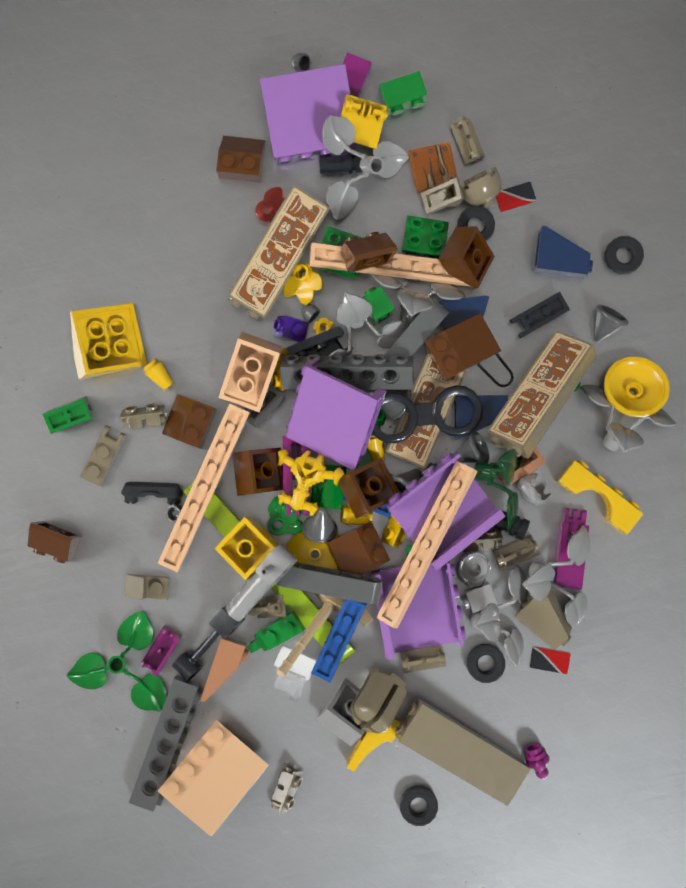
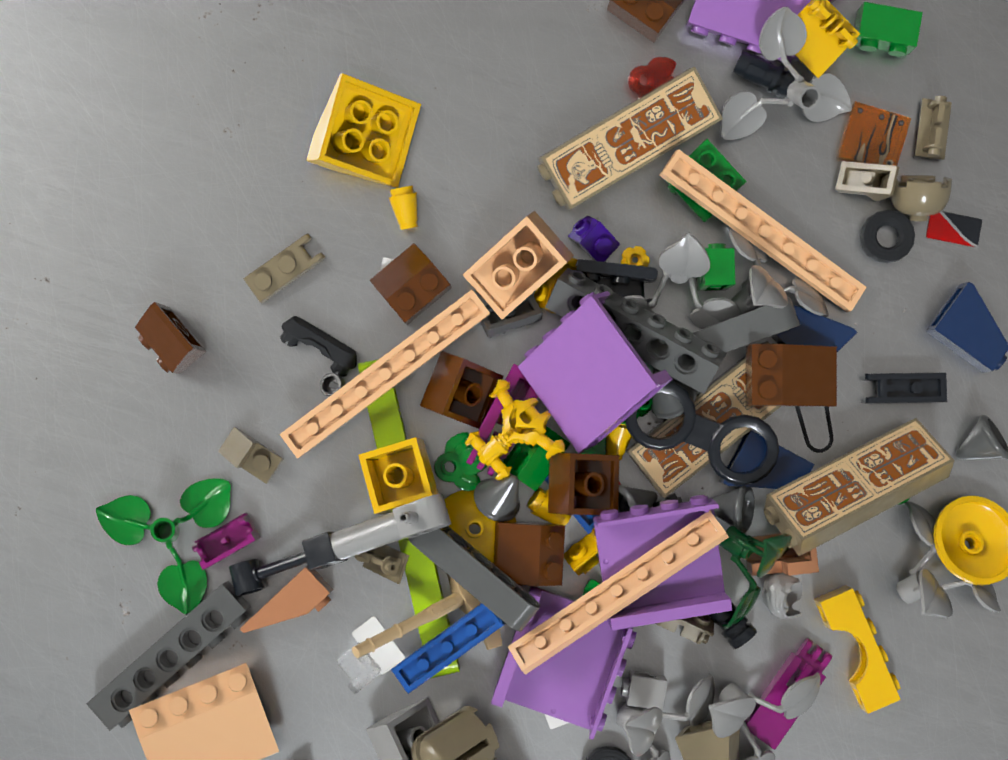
camera: 30 degrees right, 0 degrees up
(68, 415) = (269, 196): green hinge -> none
(133, 416) = (348, 241): dark tan hinge -> none
(277, 633) = (376, 597): green hinge -> none
(303, 286) = (639, 197): yellow plate -> none
(310, 312) = (628, 232): dark grey hinge -> none
(368, 251) = (741, 197): reddish brown slope -> none
(423, 659) = (535, 726): dark tan hinge -> none
(425, 236) = (818, 217): green hinge -> none
(467, 256) = (857, 268): reddish brown slope -> none
(473, 568) = (656, 650): light grey hair -> none
(516, 552) = (719, 660): dark tan hinge -> none

